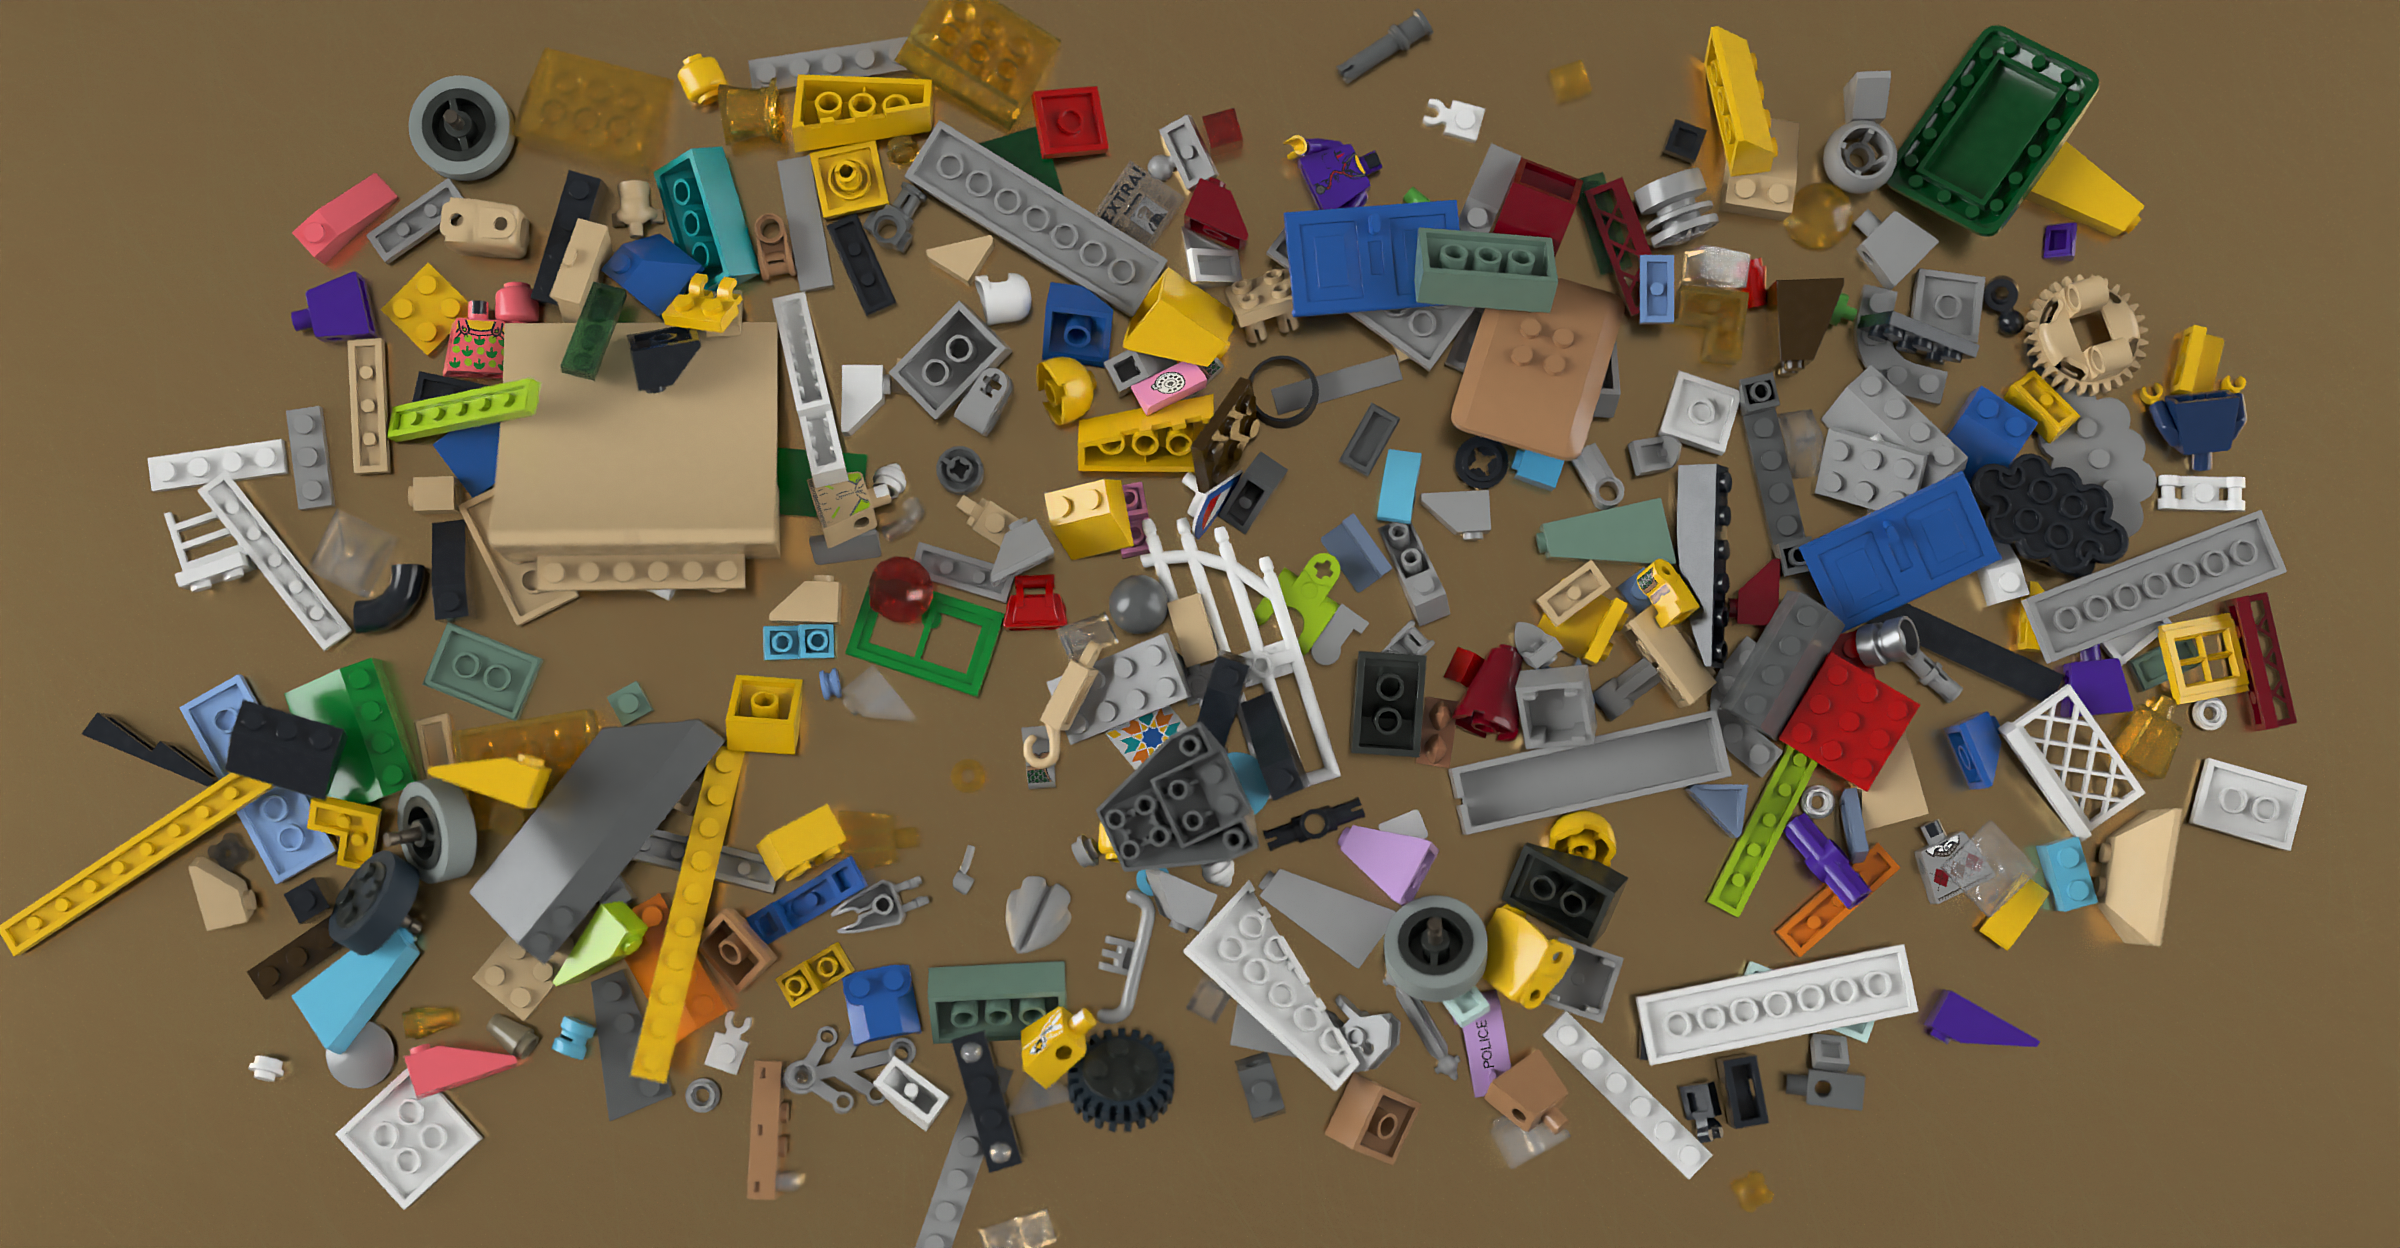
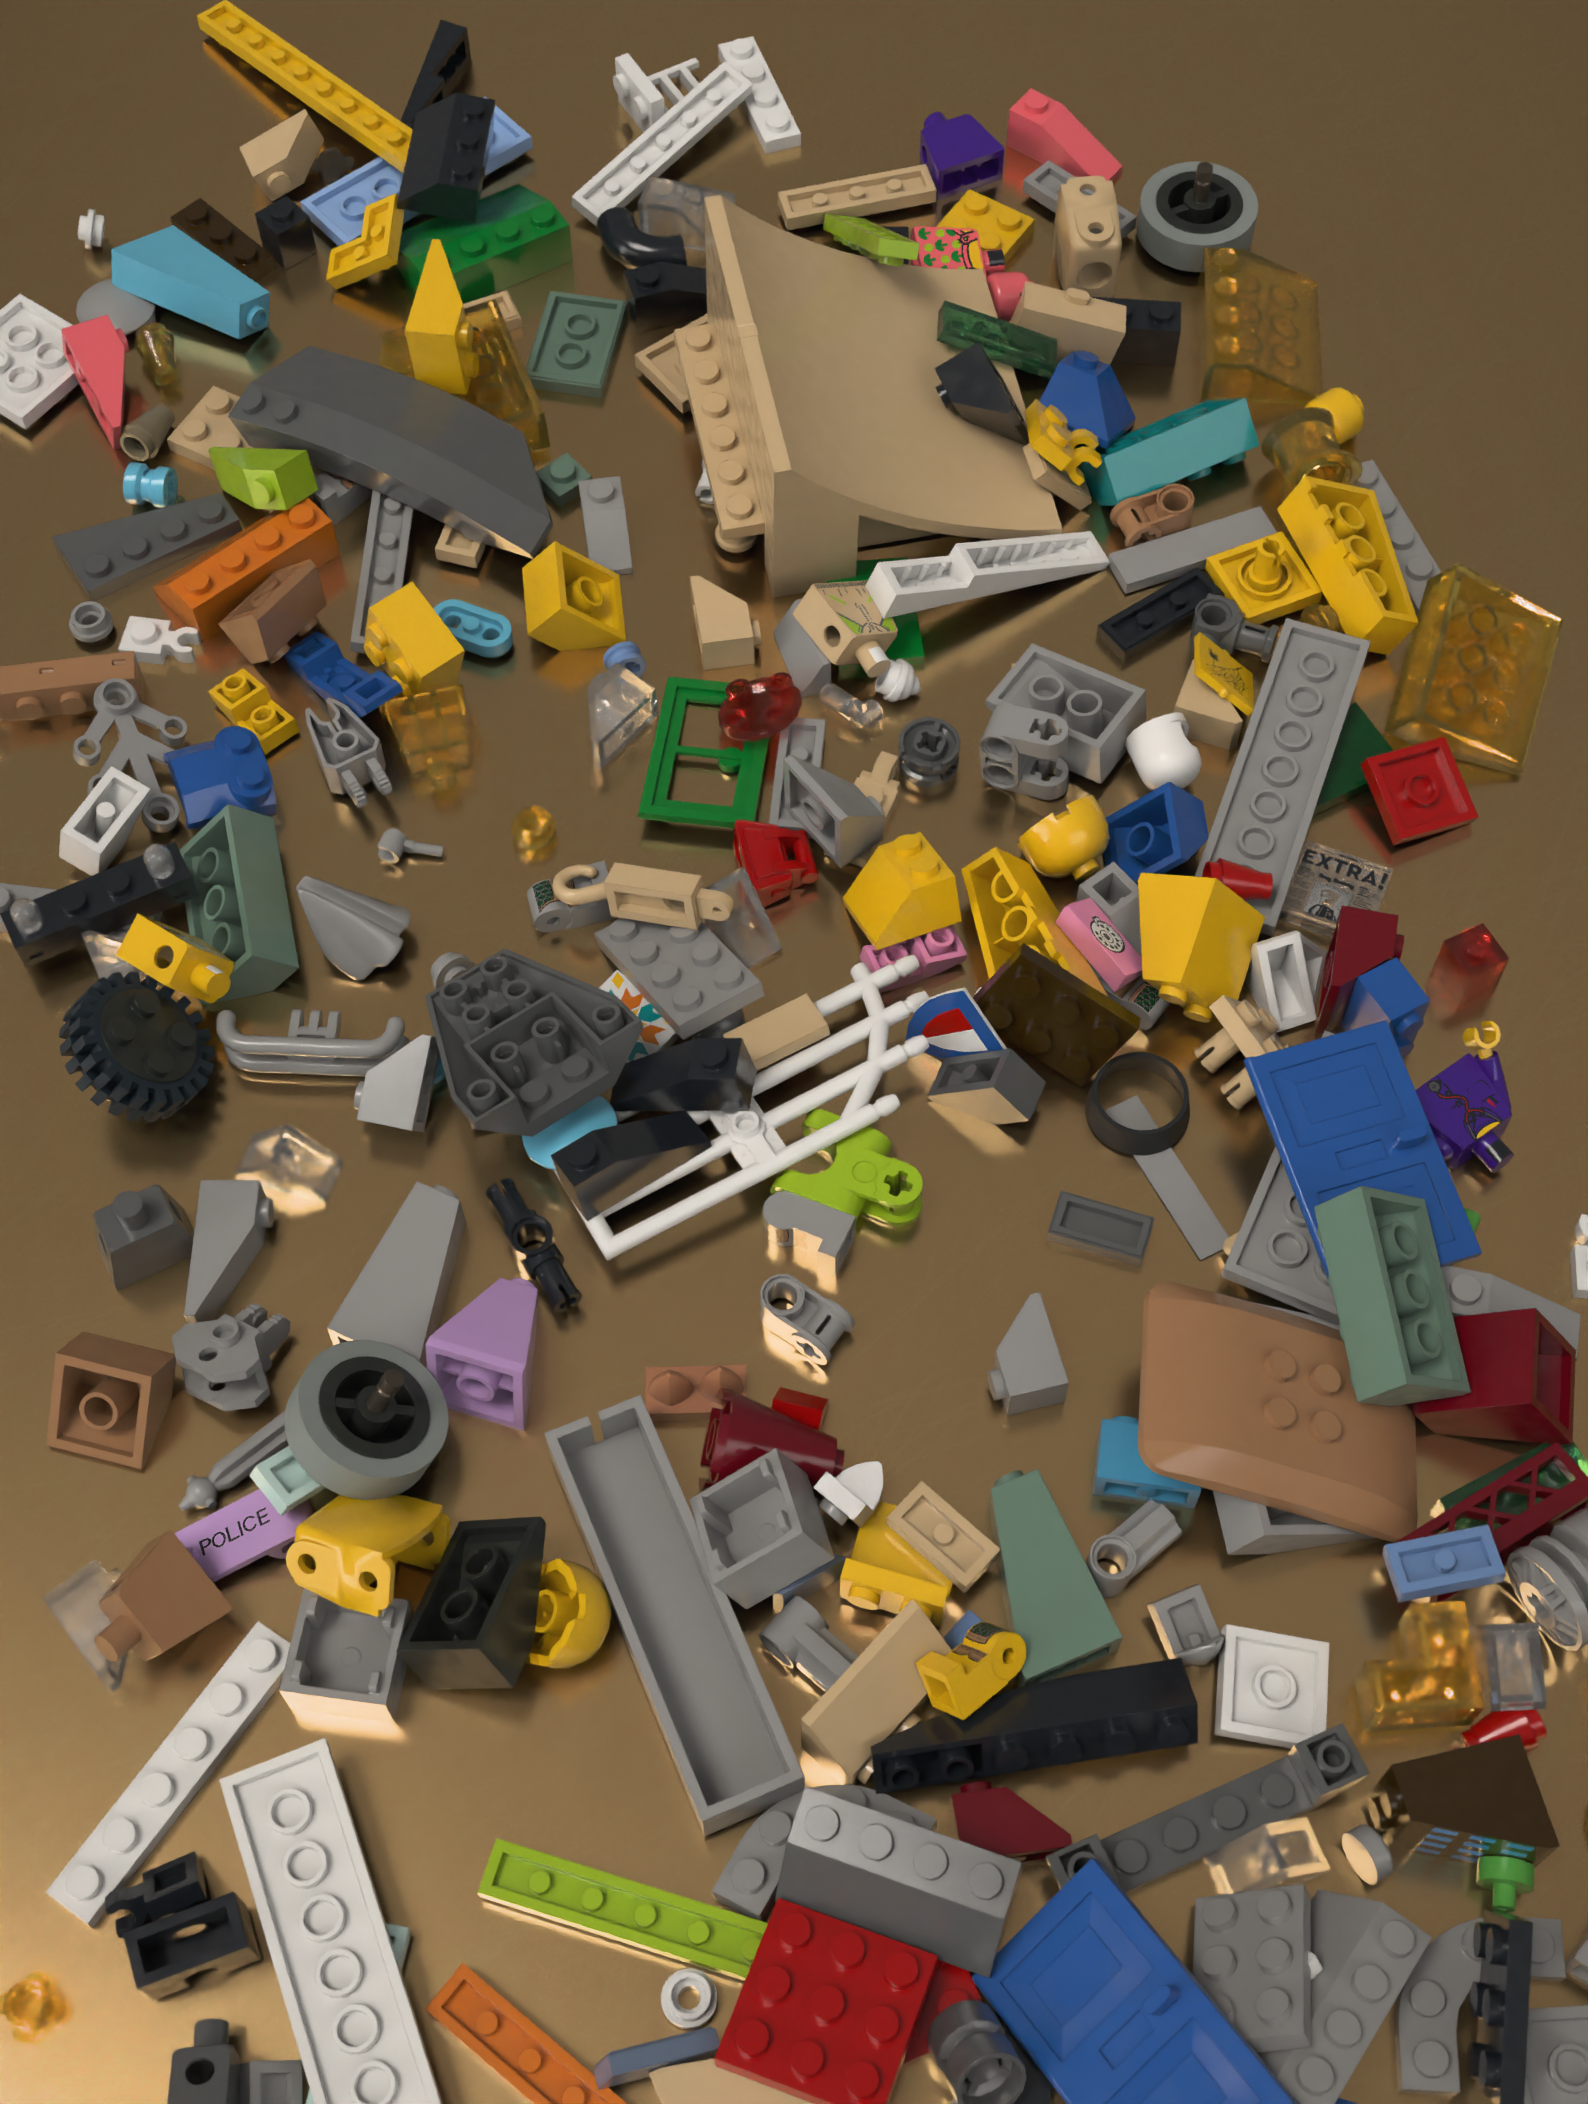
camera: 85 degrees right, 25 degrees down
(310, 458) = (786, 164): light grey plate -> none
(375, 904) = (284, 265): black wheel -> none
(435, 830) = (370, 305): light grey wheel -> none
(635, 207) = (1160, 381): tan piece -> none
(687, 916) = (290, 542): yellow plate -> none
(695, 678) = (606, 523): none -> light grey slope
(771, 796) = (476, 627): none -> medium azure plate
(798, 642) = (671, 625): medium azure slope -> none
(862, 394) = (992, 631): white slope -> none
(942, 236) = (1223, 674): none -> yellow piece
(1133, 281) = (1242, 880): none -> red cone
(1138, 604) = (797, 964): dark grey piece -> none
(1186, 154) = (1427, 927): light grey plate -> none
(1218, 873) = (449, 1138): white plate -> none
(1260, 203) = (1388, 995): none -> blue brick
(1264, 976) = (308, 1198): white wing -> none
(1356, 553) = (934, 1238): sand blue panel -> none
(1388, 704) = (719, 1298): pearl dark grey slope -> none
(1399, 486) = (1043, 1269): medium azure slope -> none
(1407, 824) = (550, 1378): white sticker -> none
(1415, 572) = (921, 1316): light grey slope -> none
(1496, 467) = (1111, 1361): black gear -> none
(1723, 804) = (657, 1833): sand blue slope -> none
(1809, 384) = (1367, 1854): none -> light grey tile
(1827, 861) = (588, 2021): dark purple piece -> none

